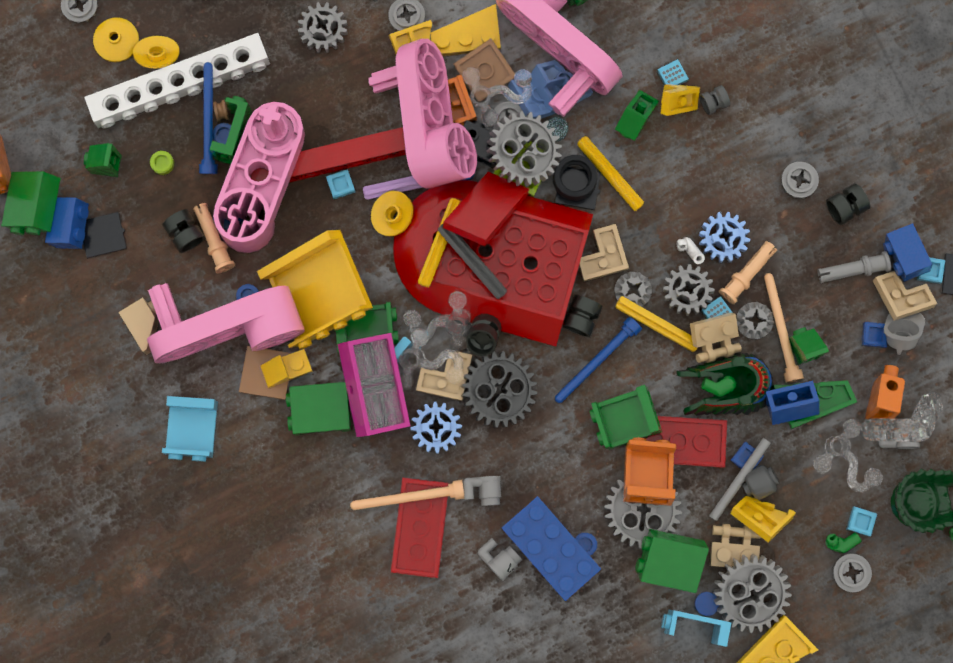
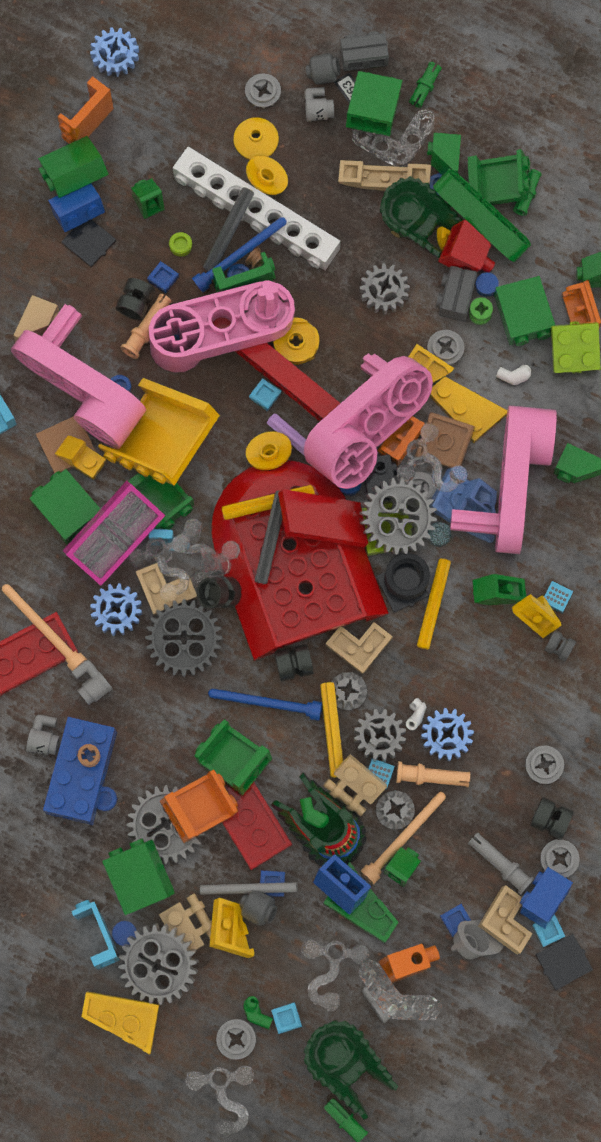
camera: 55 degrees right, 5 degrees down
(179, 196) = (163, 277): none -> blue tile
(181, 114) = (229, 228): none -> dark grey axle
(328, 126) = (306, 350): none -> yellow plate
(552, 538) = (91, 748): none -> medium nougat bush
(887, 586) = (243, 1075): none -> clear piece
(888, 213) = (560, 846): none -> light grey gear

